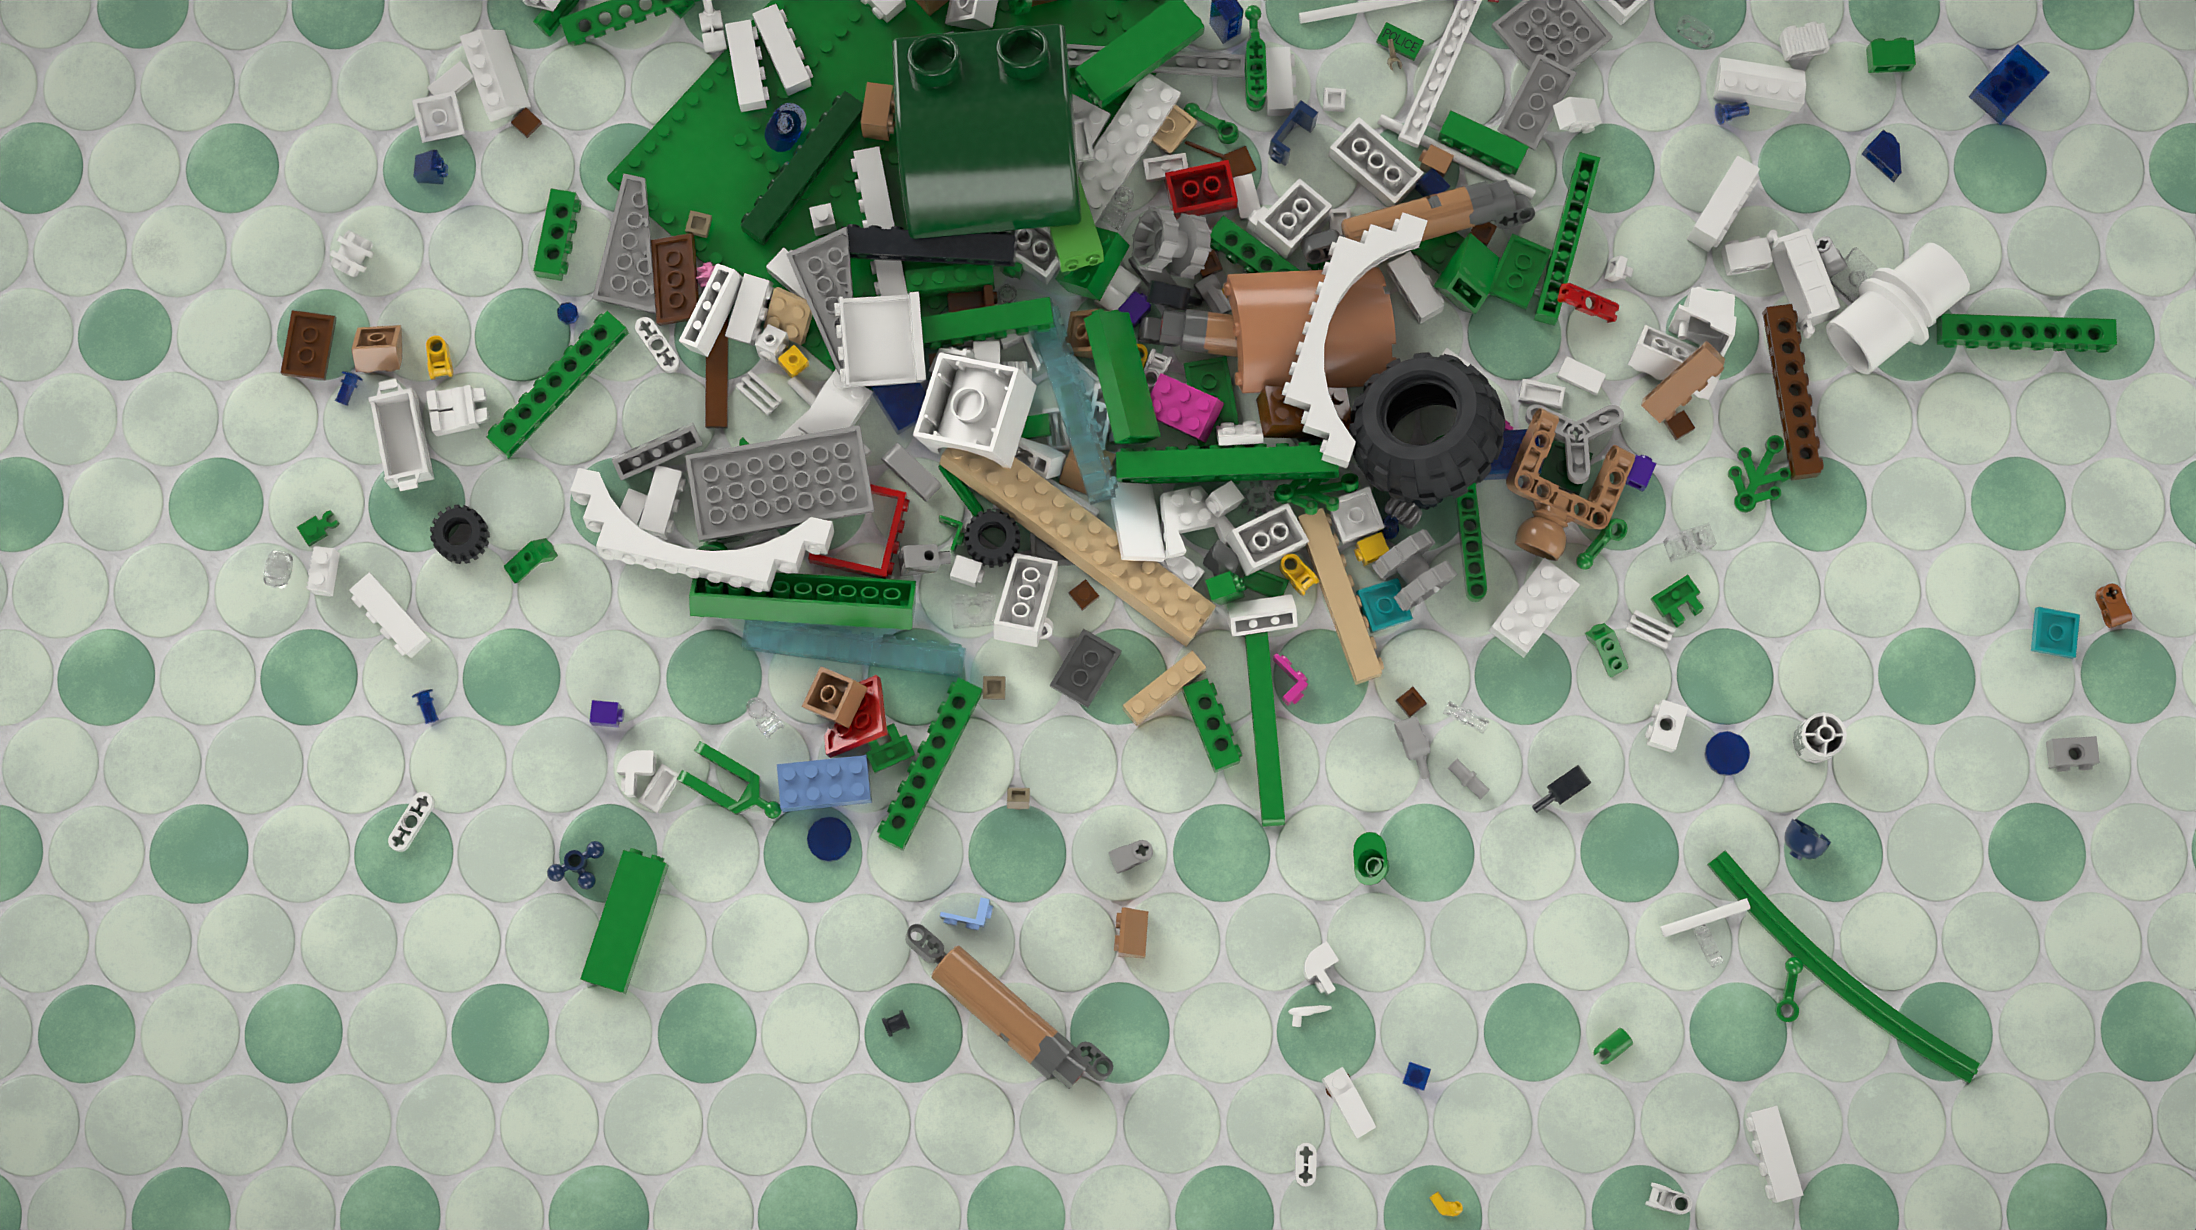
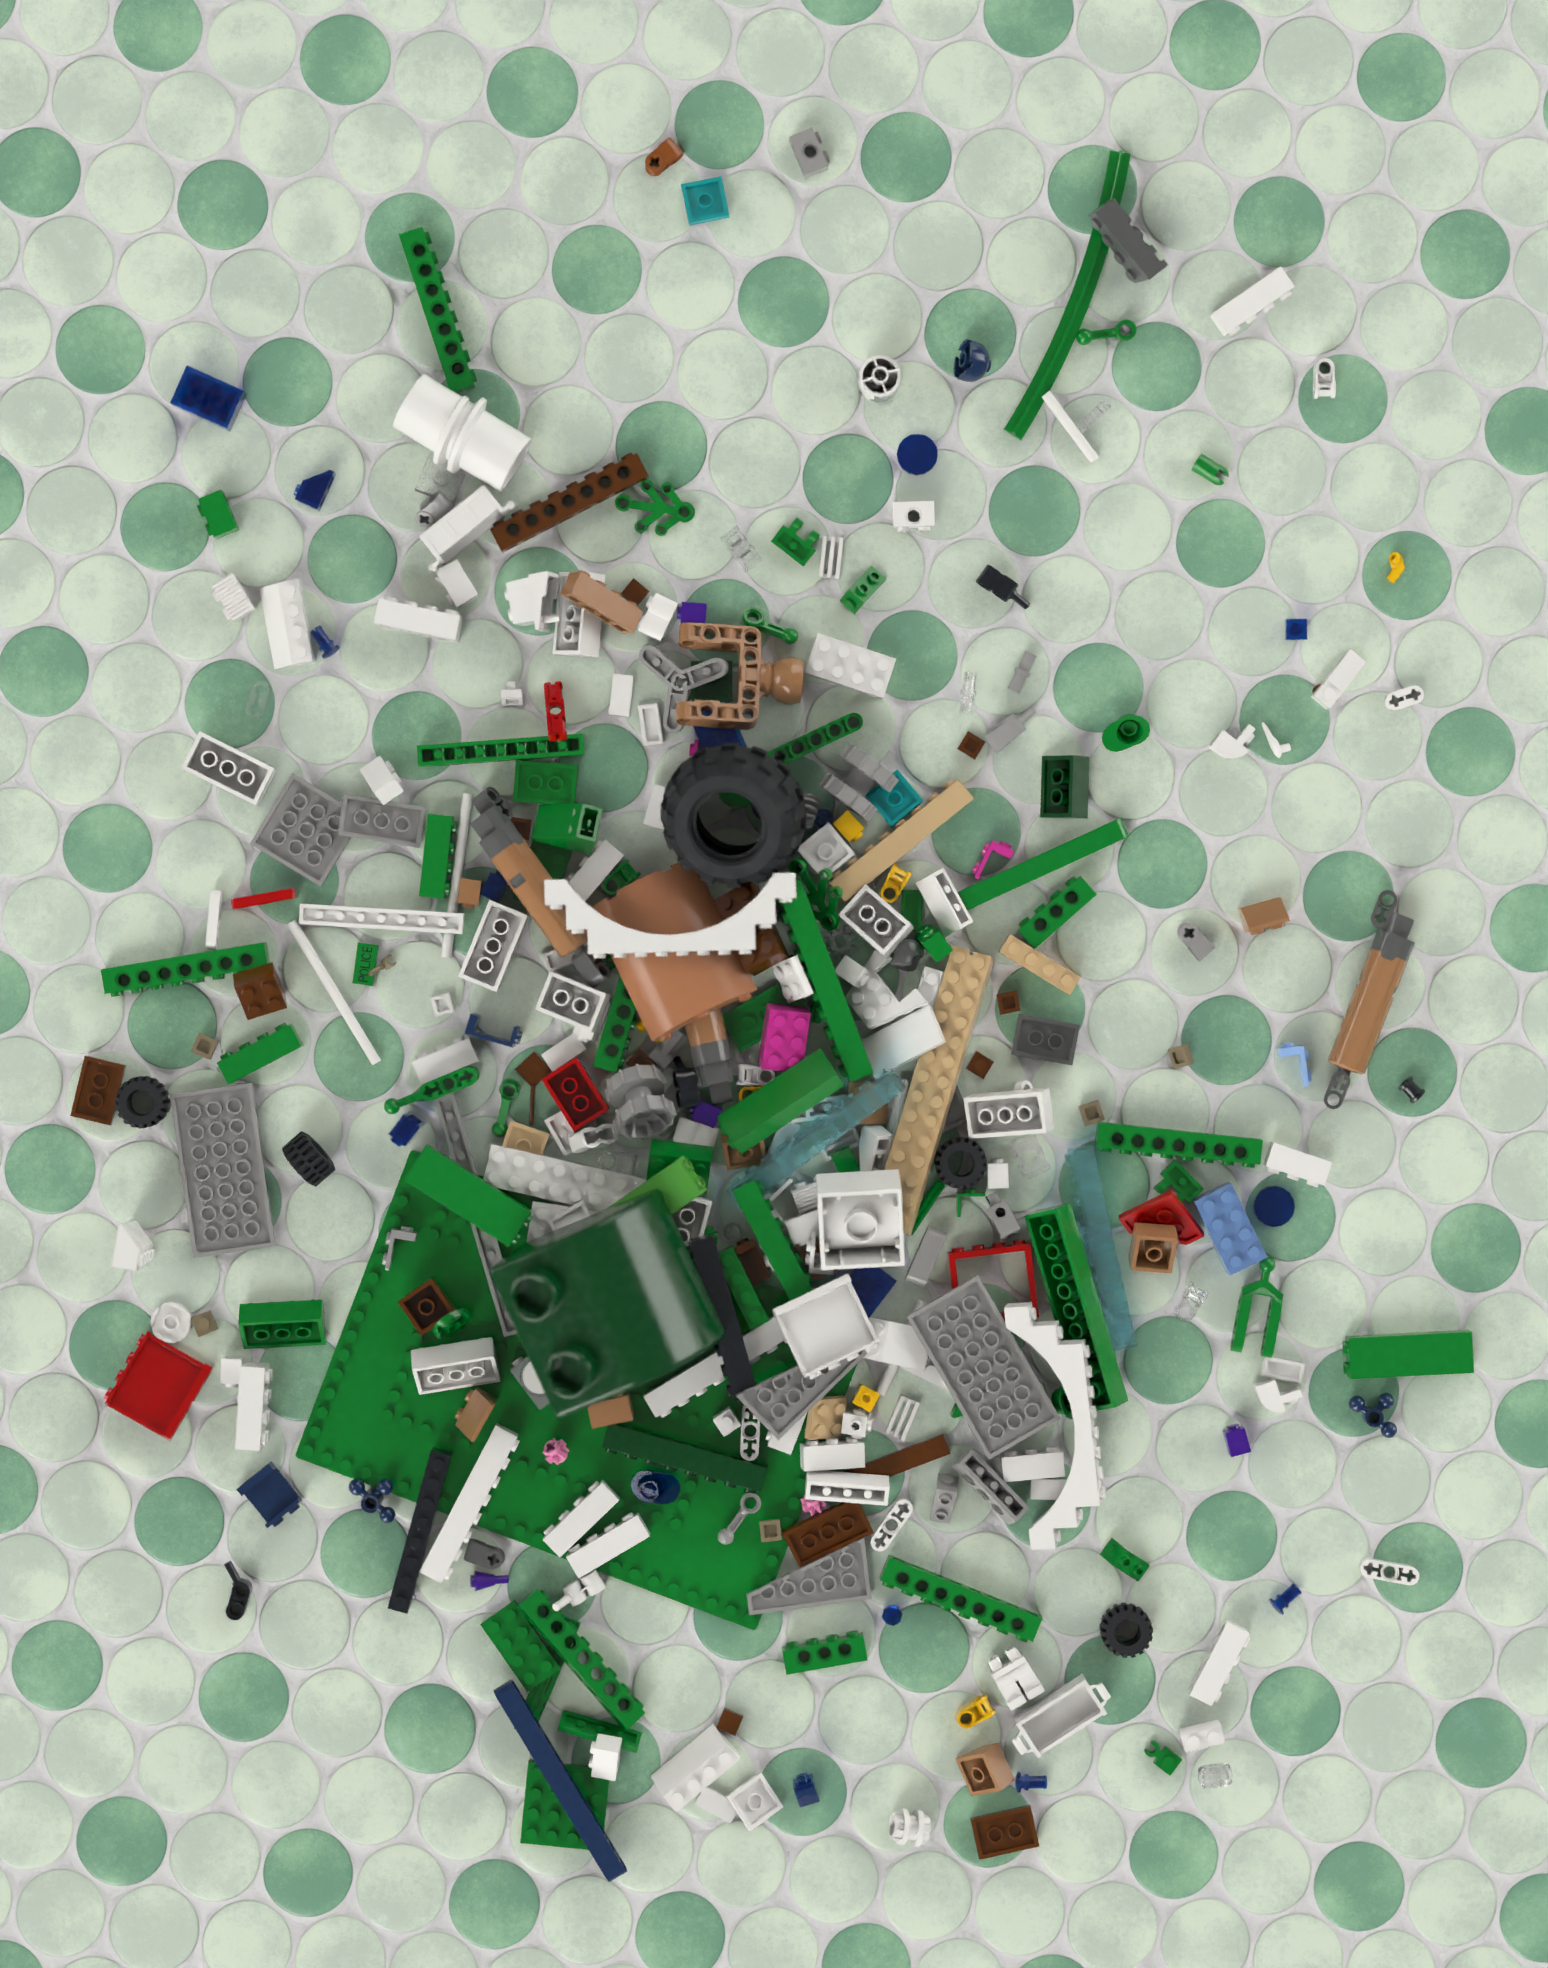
camera: 105 degrees left, 10 degrees up
(664, 403) = (944, 1498): none -> light grey bracket
(710, 181) = (726, 1535): none -> light grey piece
(787, 239) = (744, 1445): none -> white beam
(857, 48) = (555, 1451): none -> bright pink gear
(863, 877) = (1297, 1164): none -> white brick
(1136, 644) = (1008, 1002): none -> reddish brown plate
(1152, 186) = (593, 1138): none -> white brick
(1336, 780) = (1064, 787): none -> dark green slope
(1402, 311) = (621, 877): none -> green piece
(1647, 436) = (658, 617): none -> white brick
(1881, 1040) = (1126, 242): none -> dark grey wedge

